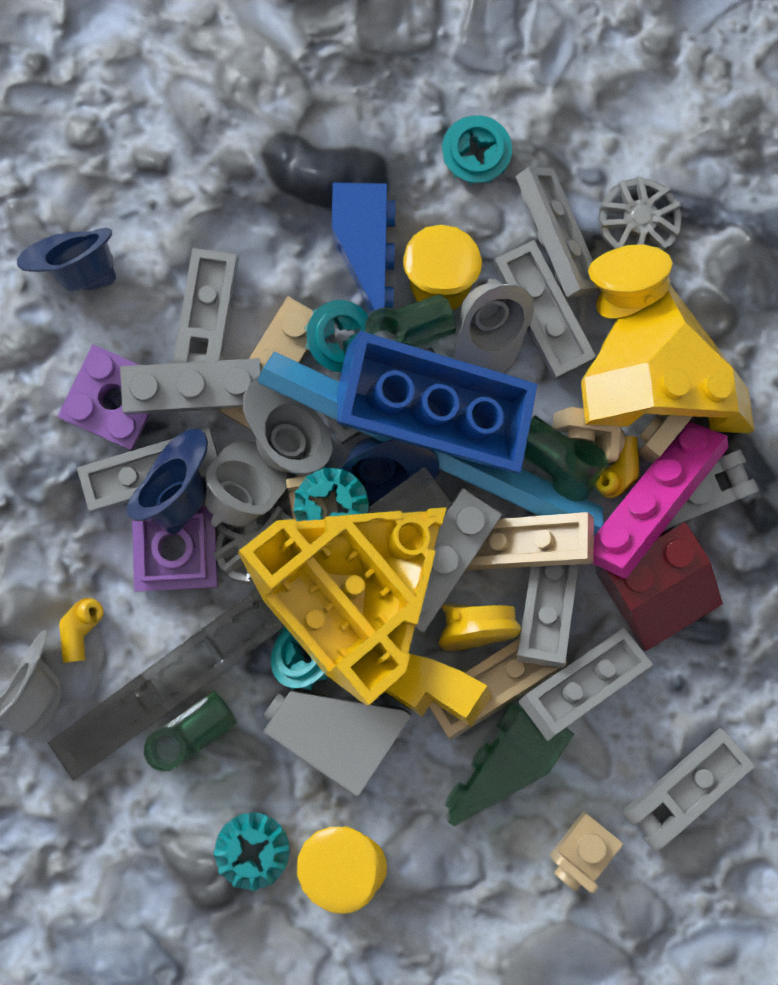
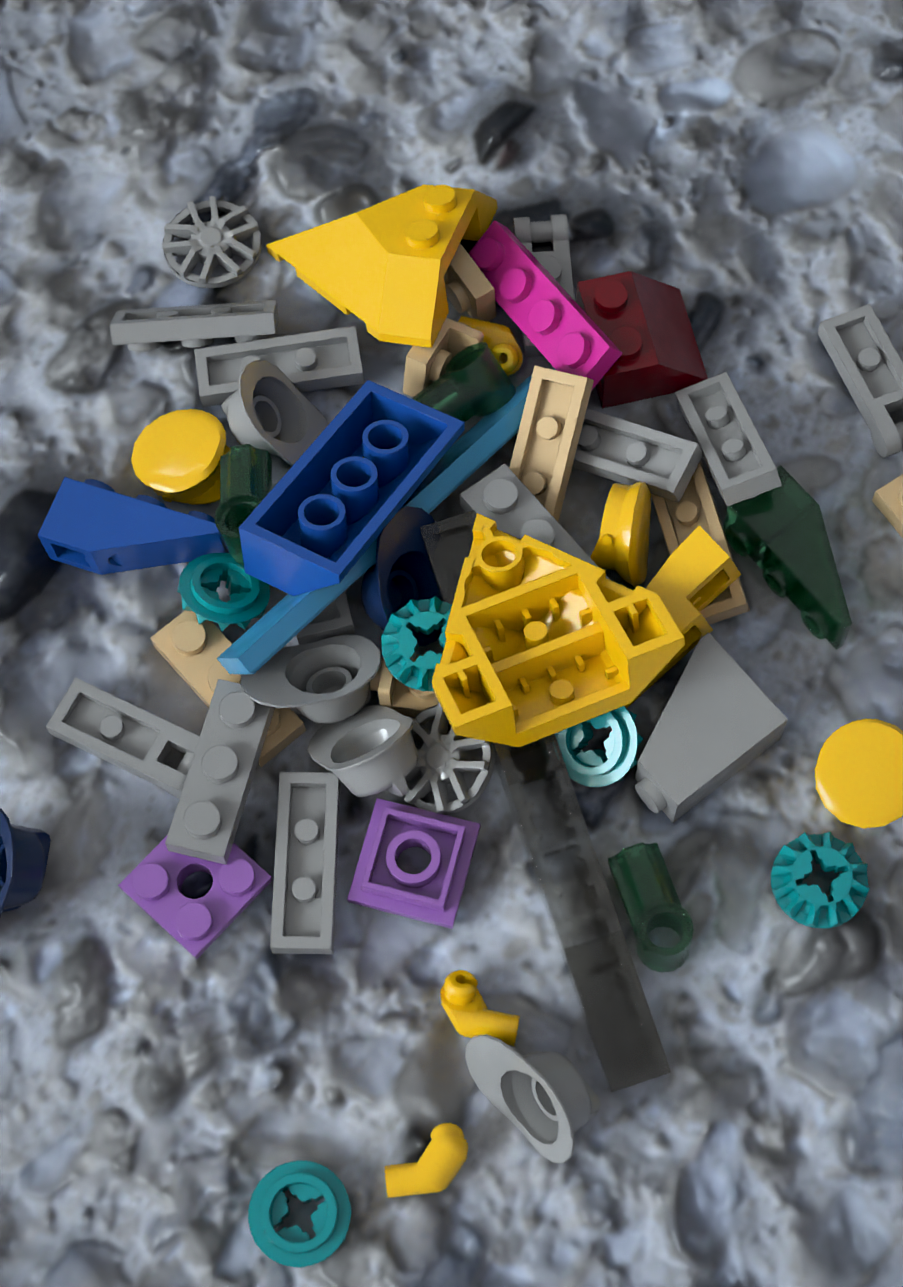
camera: 65 degrees left, 15 degrees down
(173, 485) = (333, 819): dark blue piece -> none
(485, 133) = (43, 370): teal gear -> none
(630, 279) = (281, 264): yellow piece -> none

